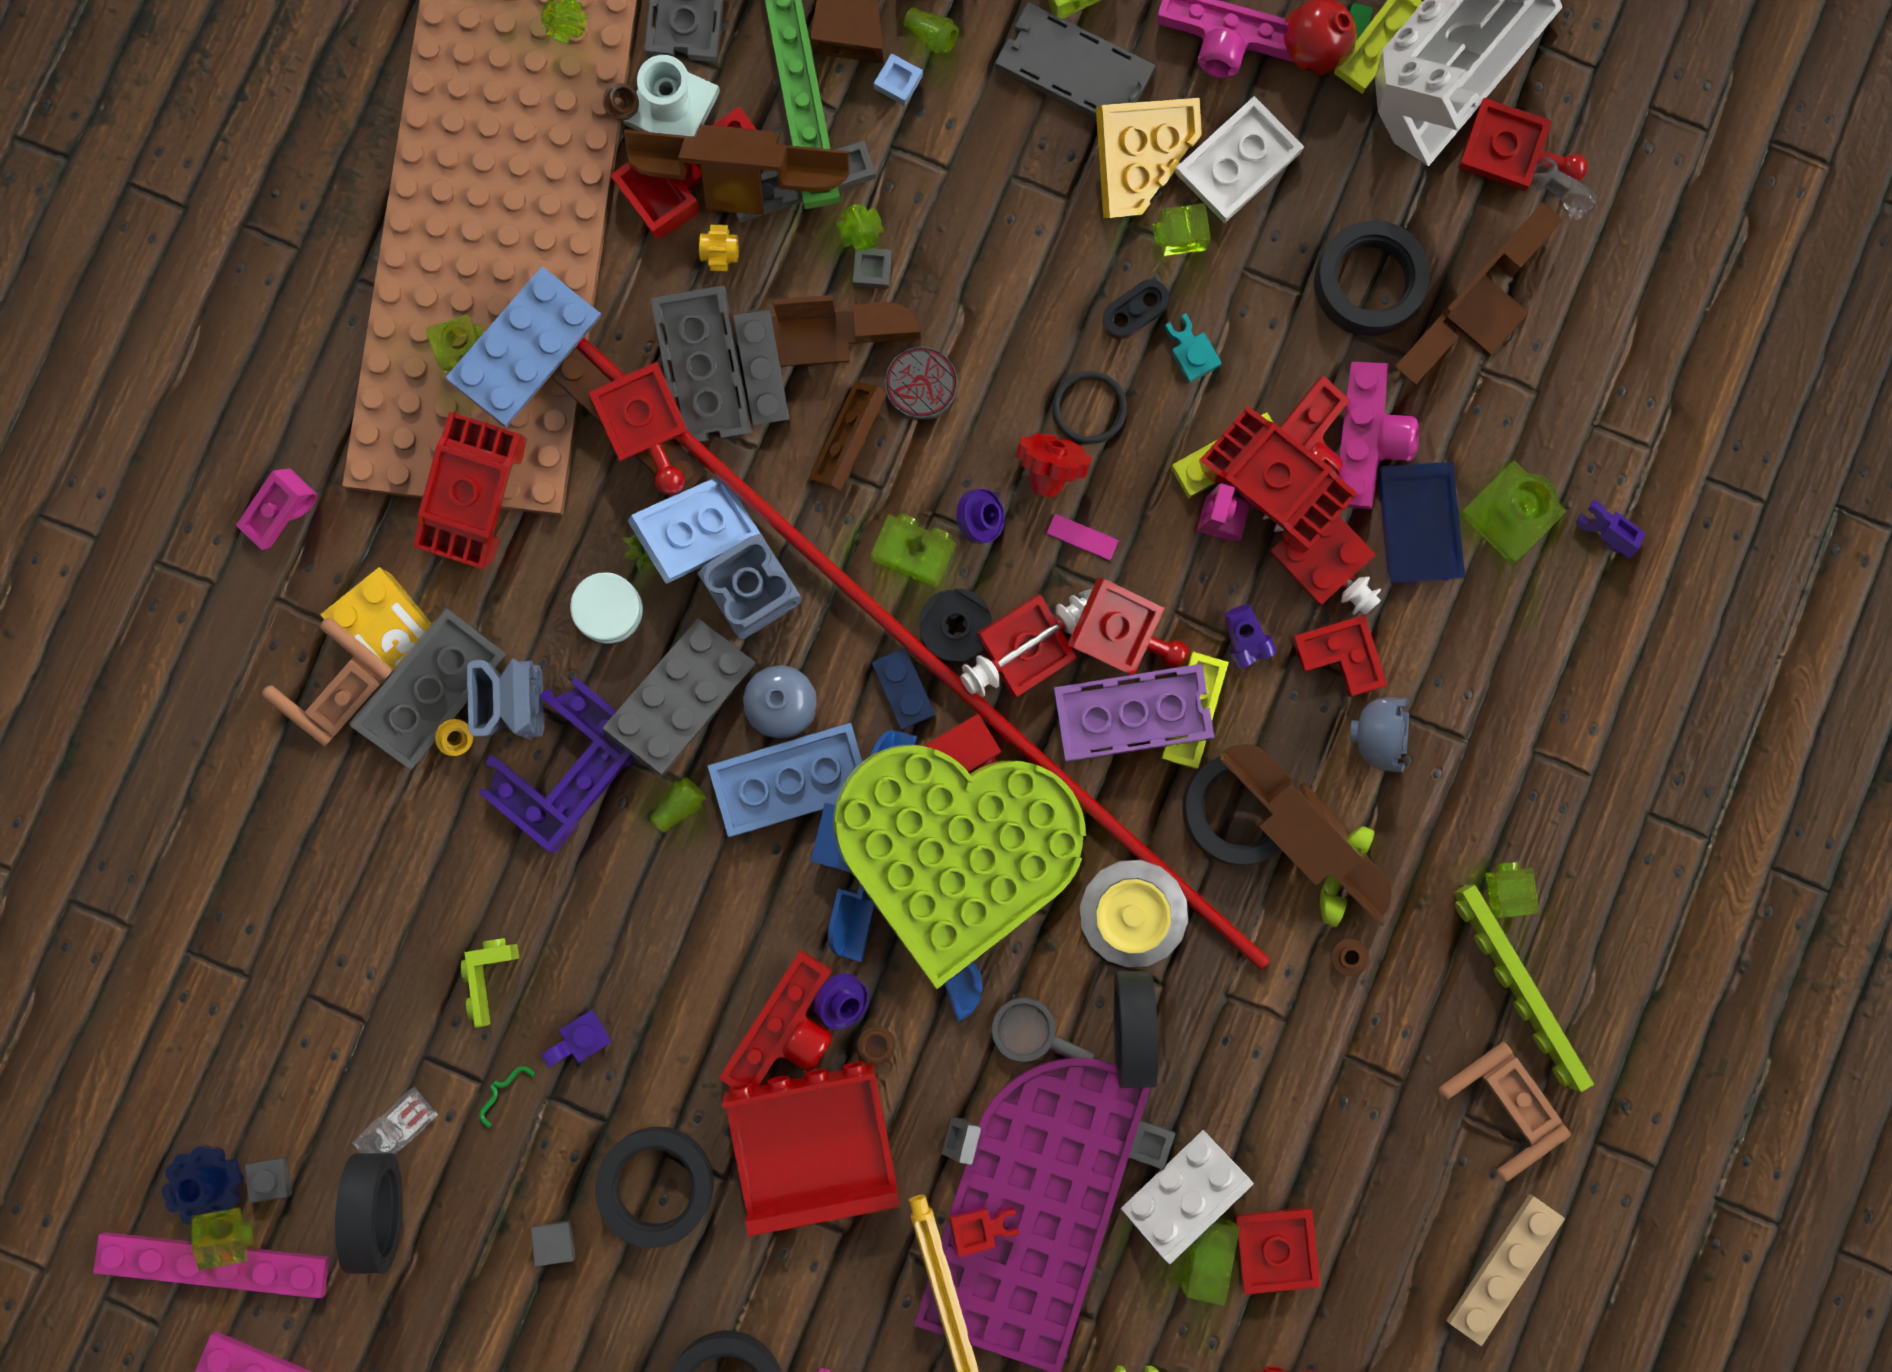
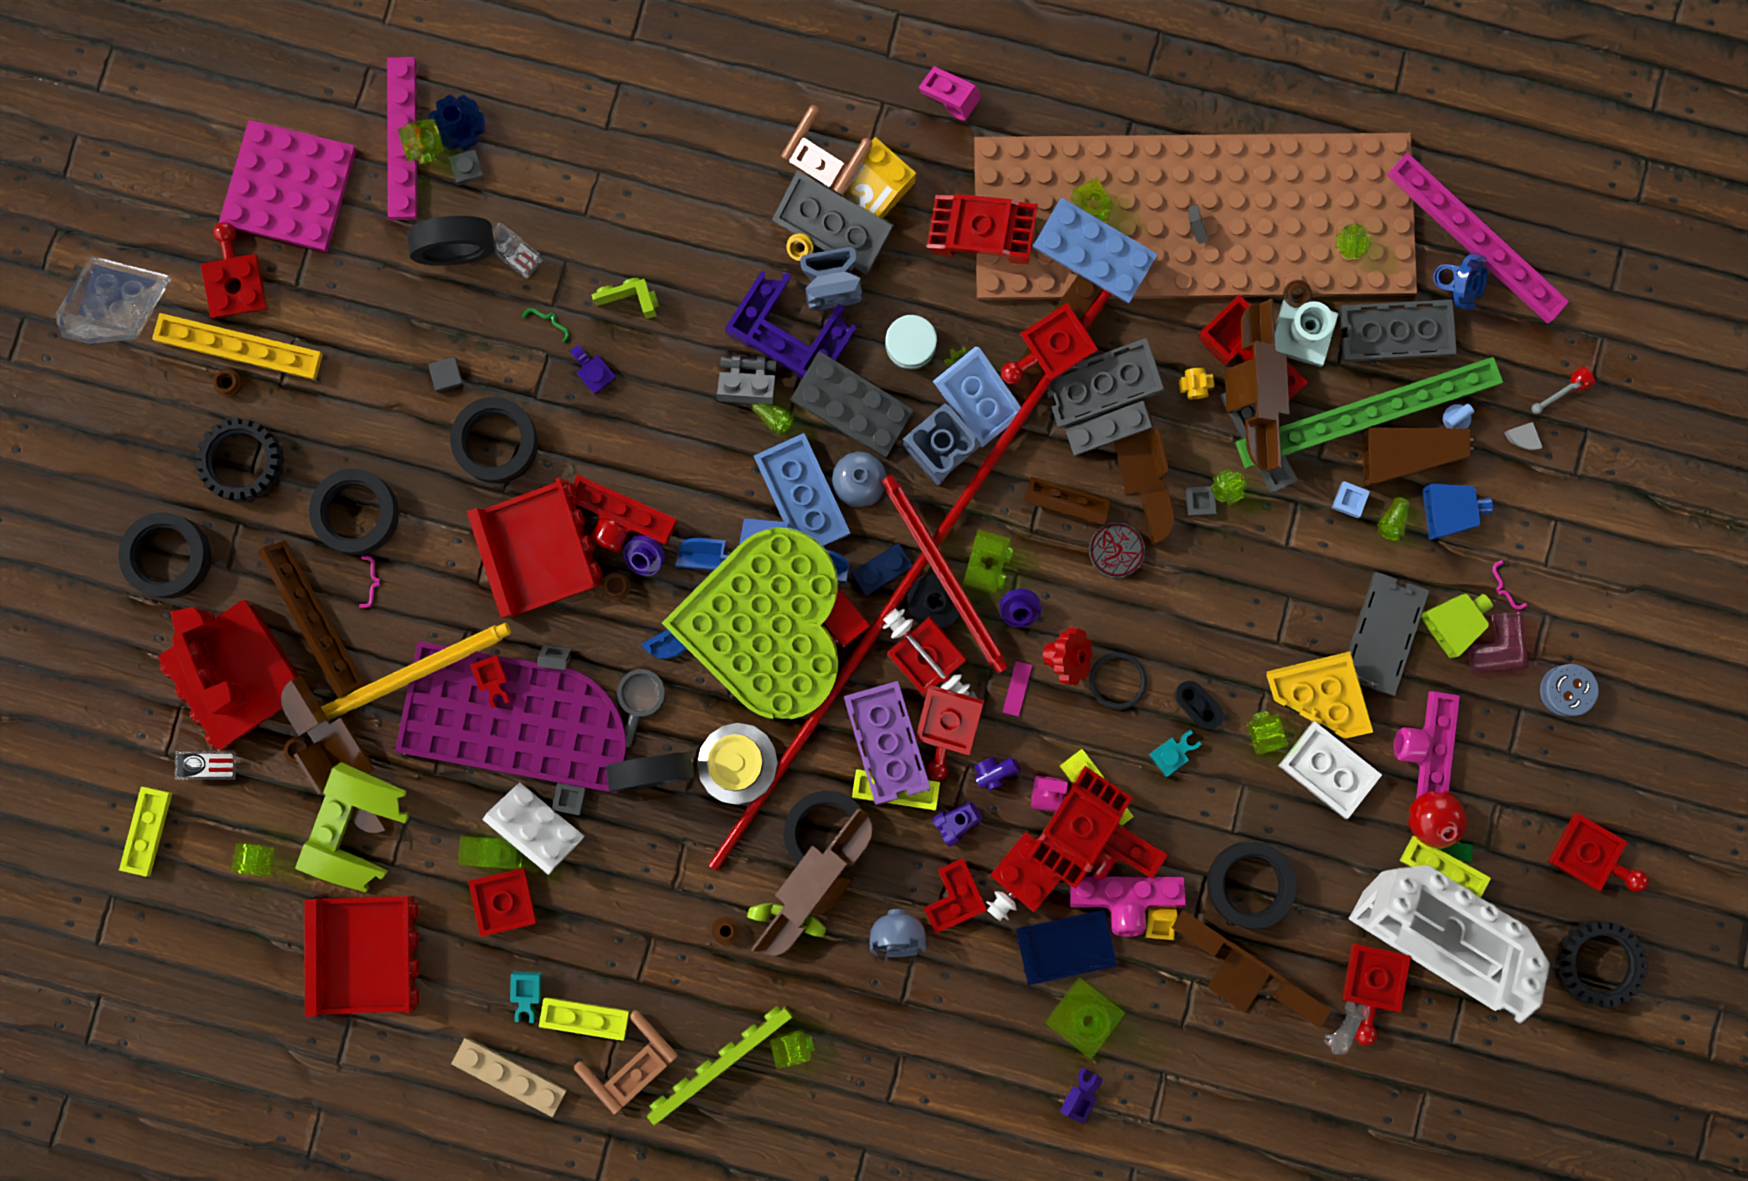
camera: 80 degrees right, 0 degrees up
(508, 212) = (1197, 224): none -> dark grey tile
(634, 833) = (746, 387): none -> dark grey plate
(922, 606) = (944, 573): none -> red piece
(1190, 584) = (991, 774): none -> dark purple plate
(1398, 1232) = (525, 991): none -> teal plate
(1405, 398) = (1160, 922): none -> yellow slope
(1442, 1160) = (584, 1018): none -> neon yellow plate

